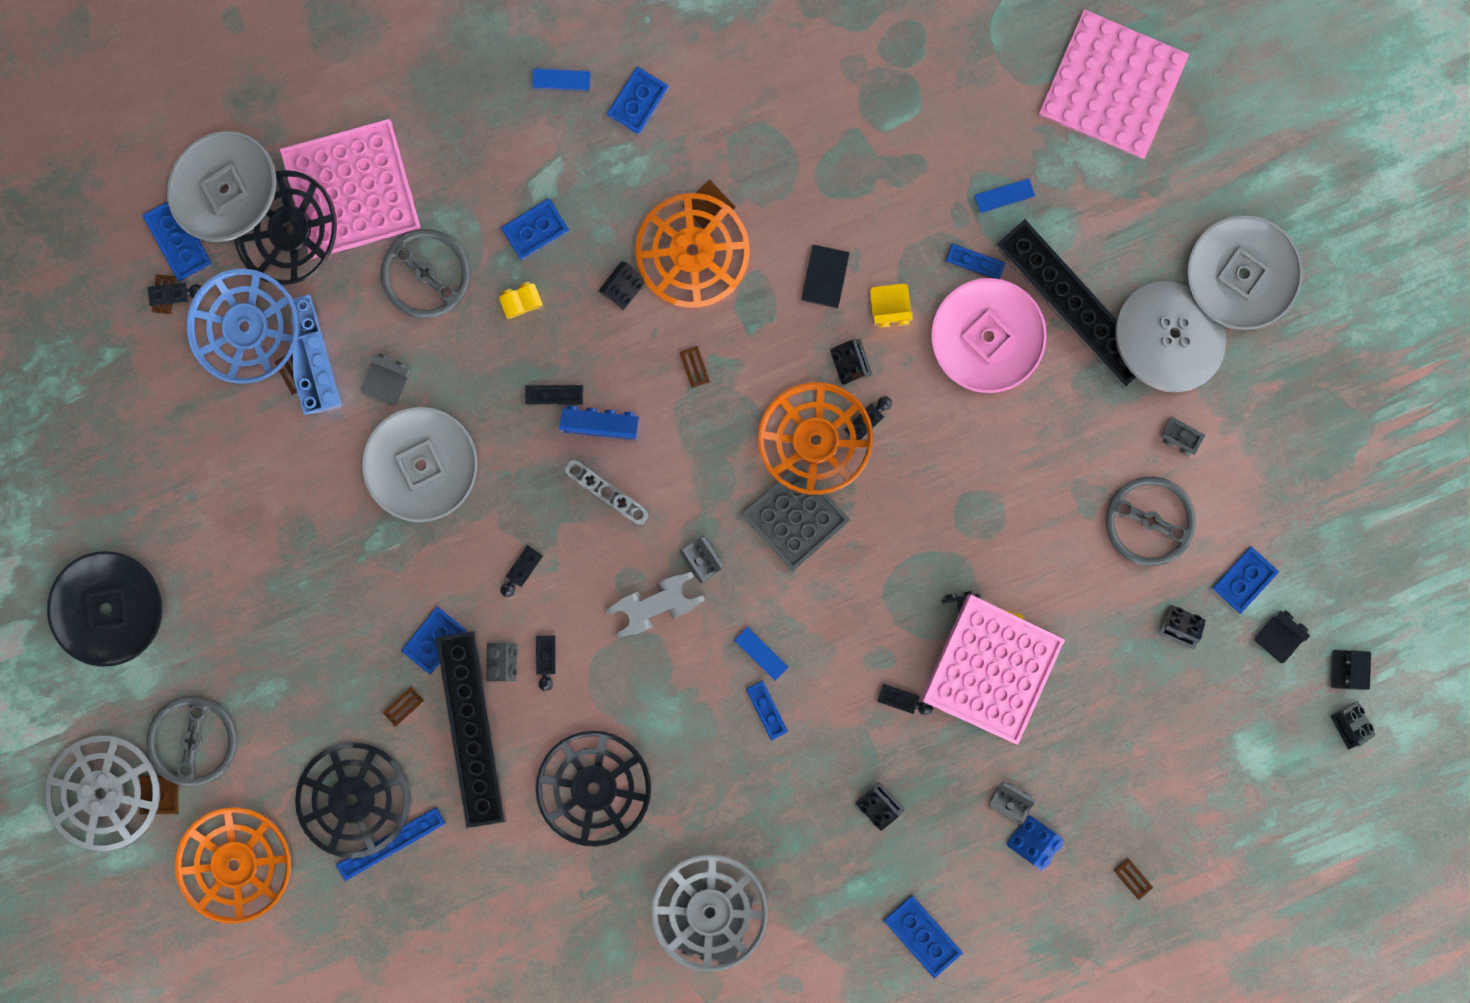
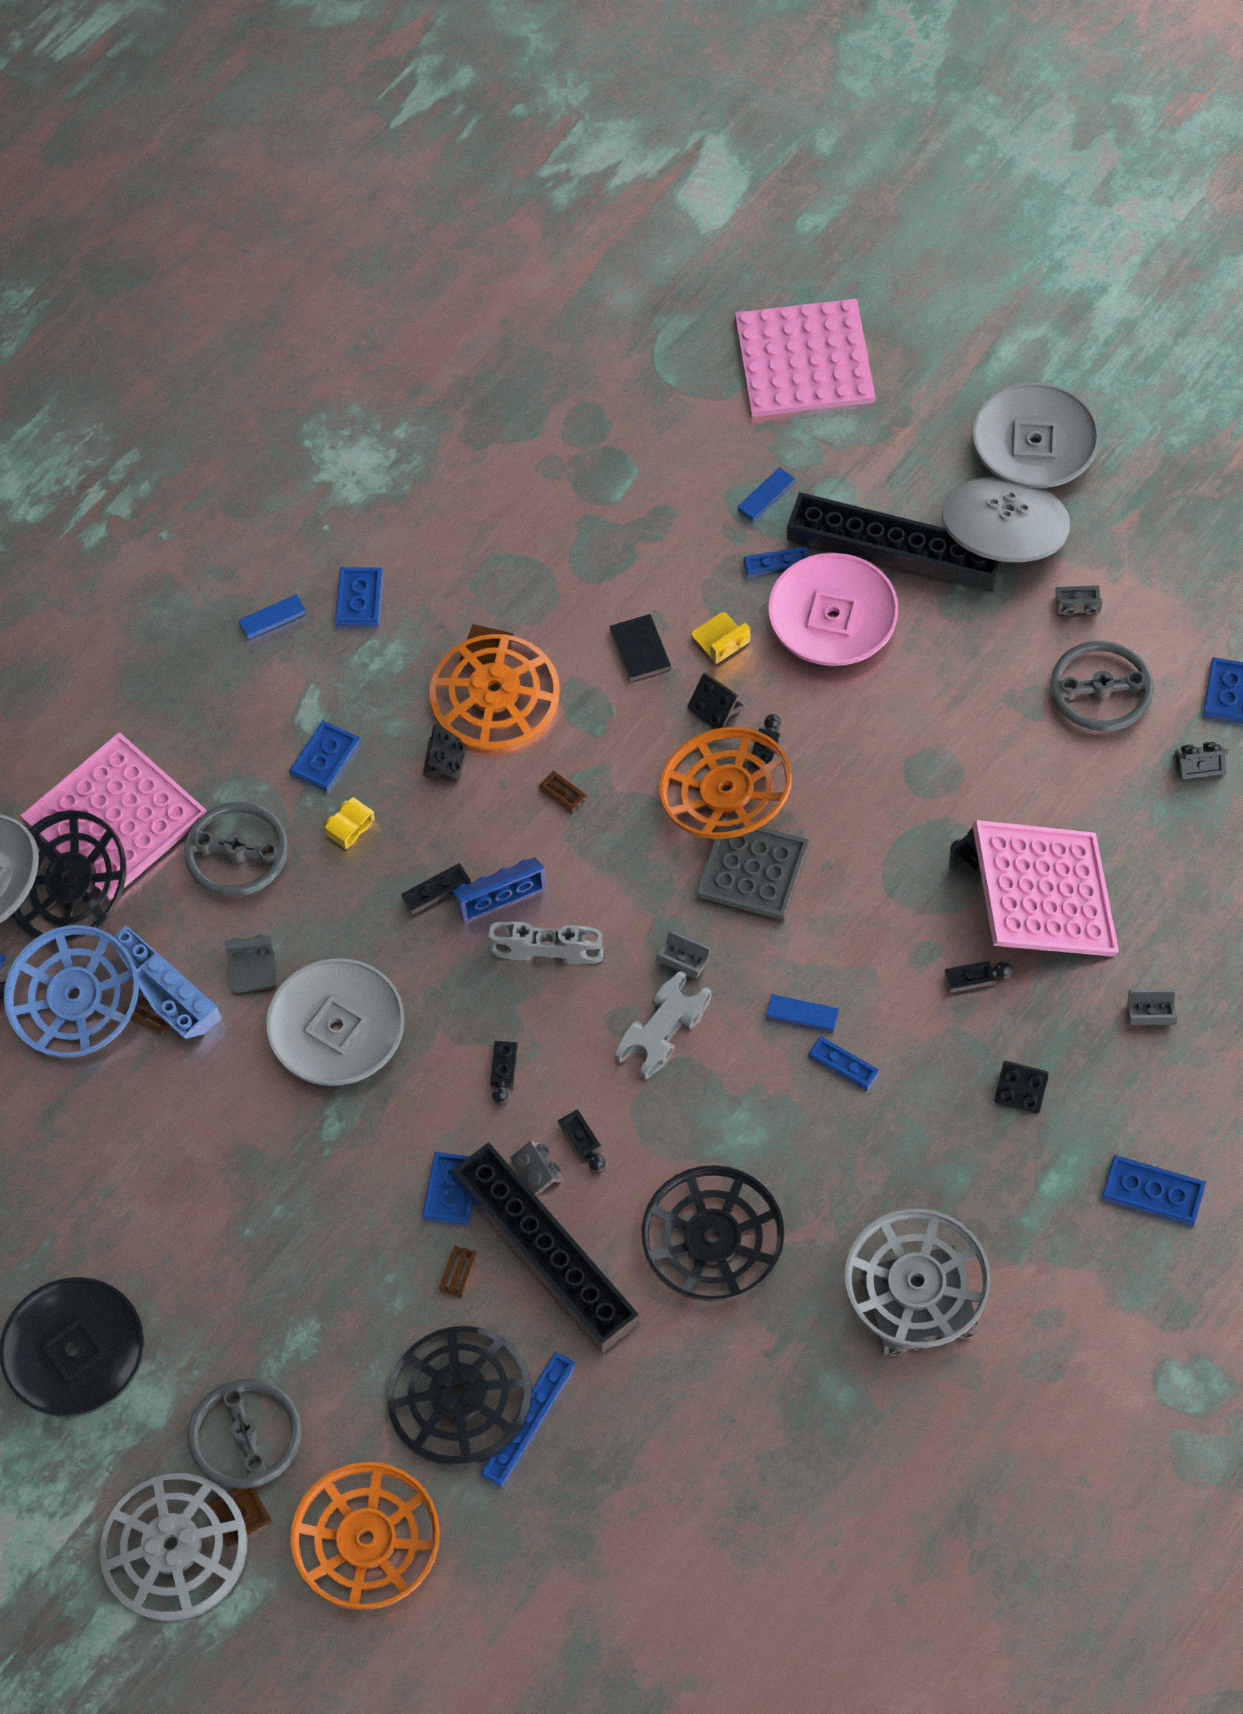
camera: 30 degrees left, 25 degrees down
(1035, 842) = (1203, 1032): blue bracket -> none

